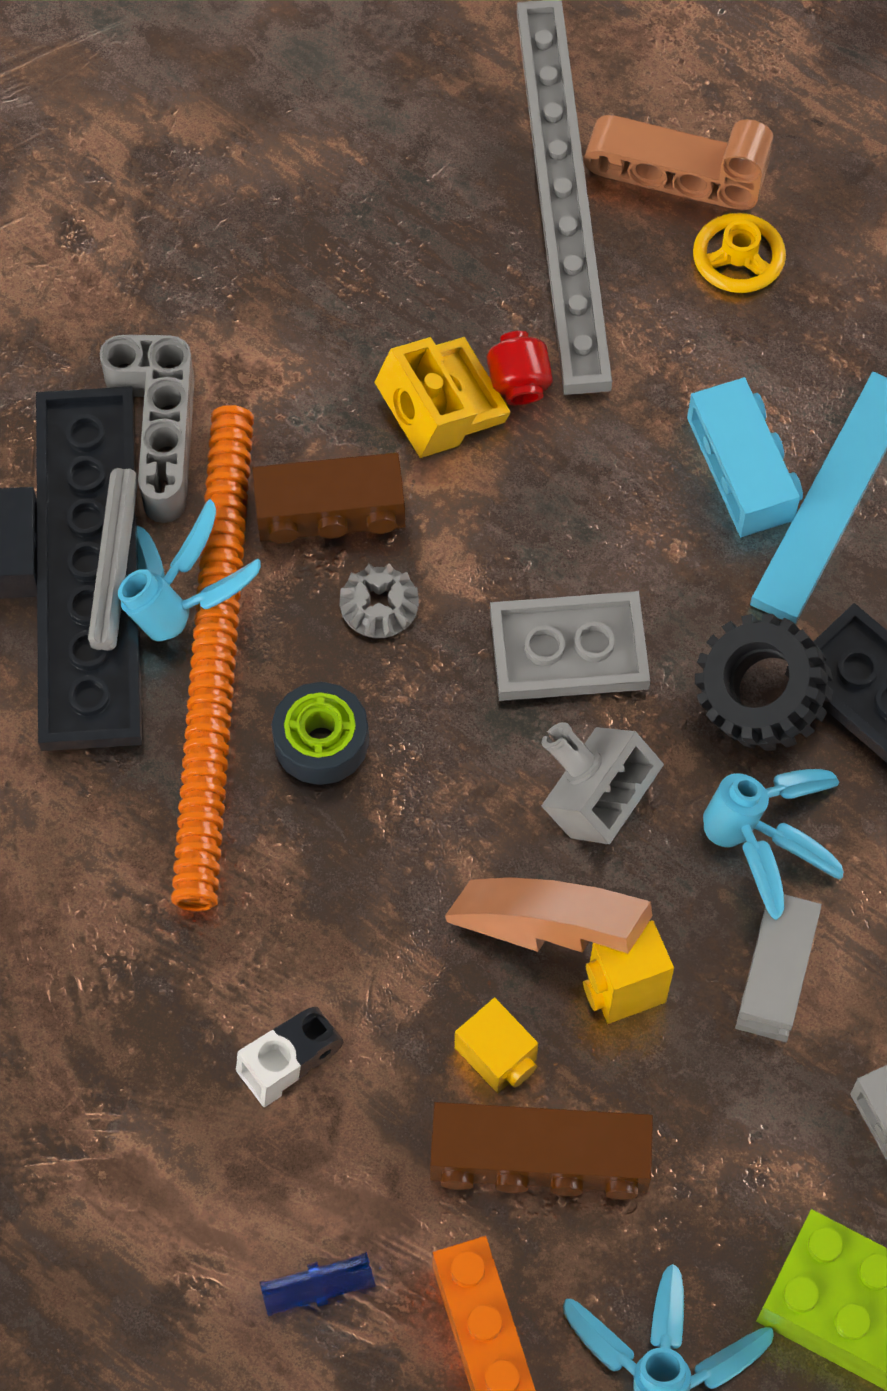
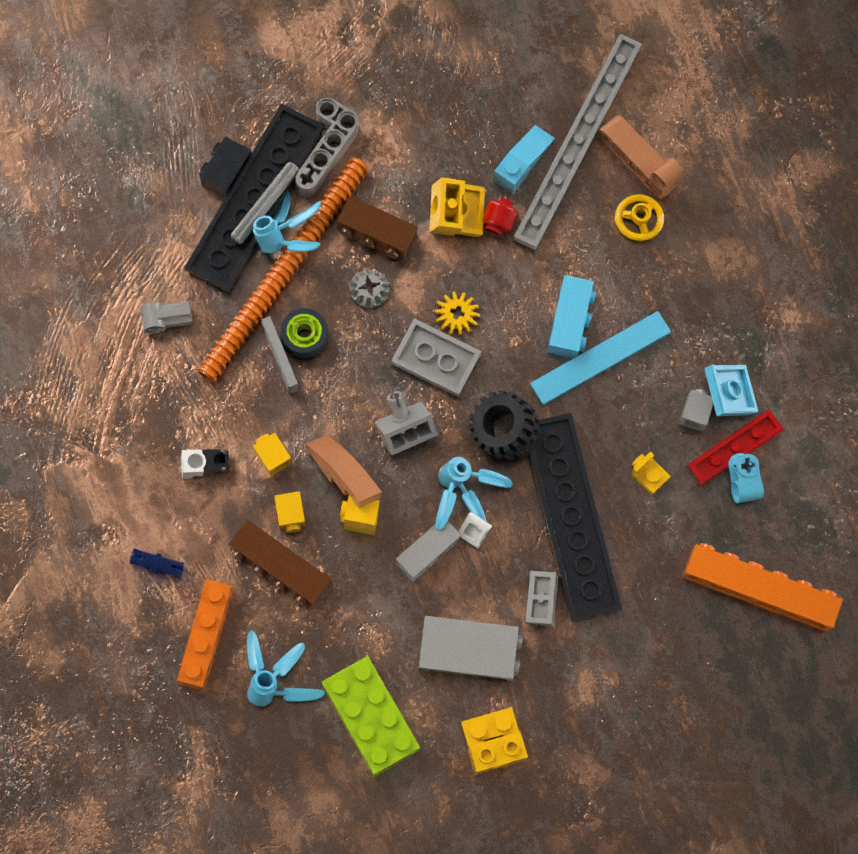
camera: 25 degrees right, 10 degrees up
(46, 852) = (158, 317): none -> light grey piece
(302, 793) = (279, 355): none -> light grey tile
(398, 966) = (271, 453): none -> yellow brick
(493, 269) = (522, 159): none -> medium azure slope
(542, 572) = (461, 322): none -> yellow gear
(833, 885) = (474, 530): none -> white tile

